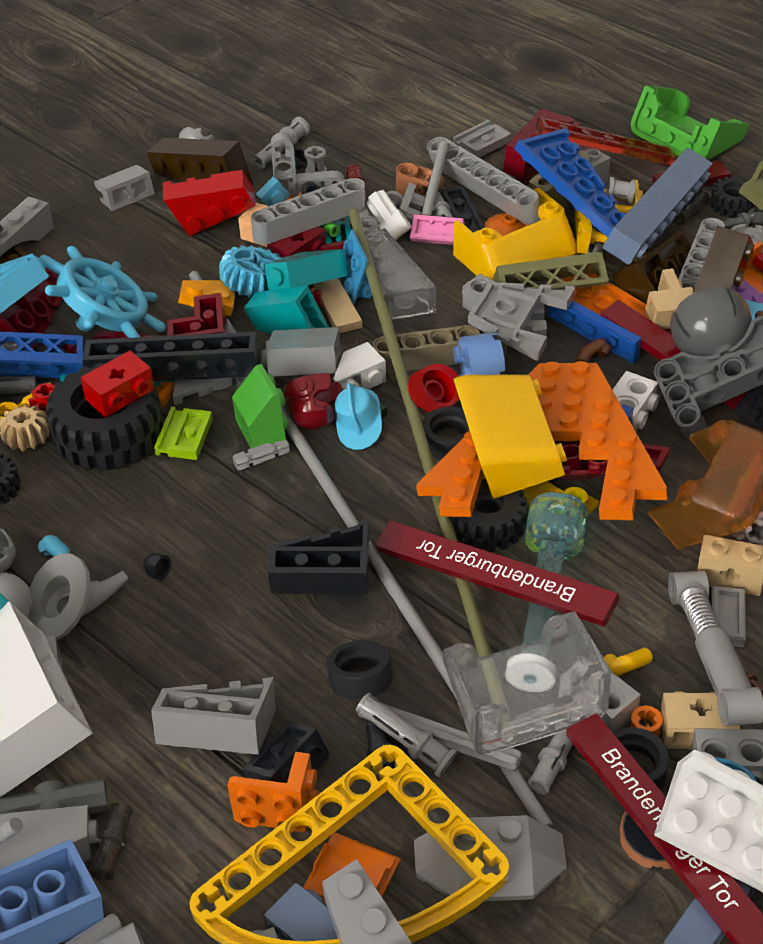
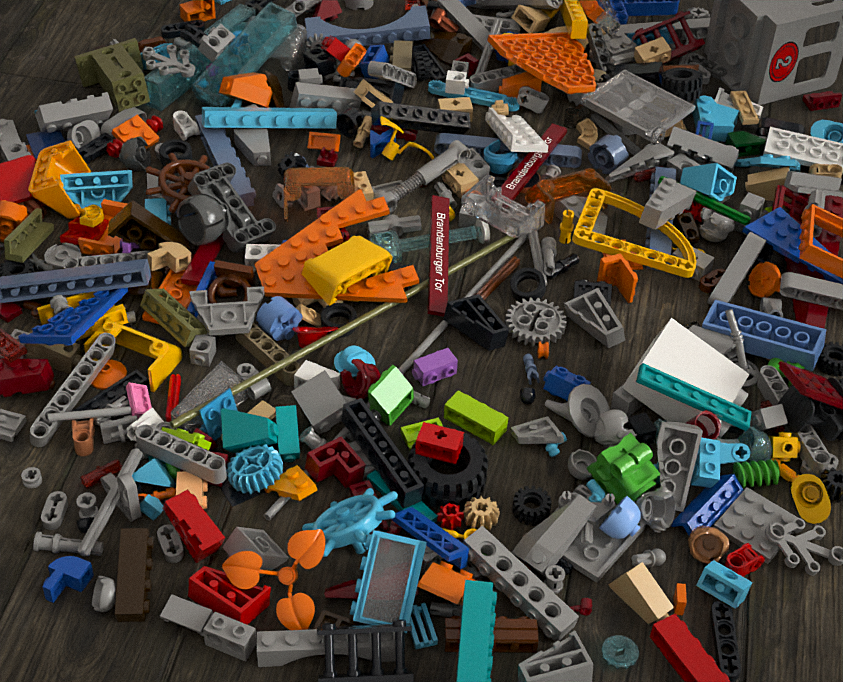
camera: 125 degrees left, 0 degrees up
(73, 200) = (230, 636): none -> light grey brick
(83, 536) = (537, 432): none -> light grey wing
(95, 249) = (308, 550): none -> orange plant
(114, 207) = (215, 591): none -> red wedge
(127, 606) = (561, 382): none -> blue brick
(152, 246) = (256, 541): none -> light grey slope
(165, 489) = (475, 417): none -> lime brick
(190, 592) = (530, 368): none -> sand blue piece
(220, 624) = (543, 350): none -> orange bush
(244, 130) = (68, 572): none -> blue brick
(261, 326) = (311, 438): none -> light grey bush
(280, 483) = (435, 367): none -> medium lavender brick
(294, 636) = (547, 327): none -> light grey gear
(301, 165) = (108, 505): none -> light grey axle
(328, 223) = (195, 438): none -> lime plate
(336, 148) = (50, 509): none -> light grey beam
(391, 145) = (31, 483): none -> light grey bush
(400, 317) = (260, 388): none -> light grey piece
(415, 655) = (498, 277): none -> reddish brown axle
(433, 261) = (173, 395): none -> red axle
(457, 786) = (566, 226): none -> yellow pin
(574, 904) = (563, 186): none -> clear orange windscreen
(592, 343) = (233, 275): none -> reddish brown tile
(622, 569) = (393, 222): none -> light grey piece
(640, 879) = (550, 170): none -> light grey bush
(667, 682) = (443, 192): none -> light grey axle

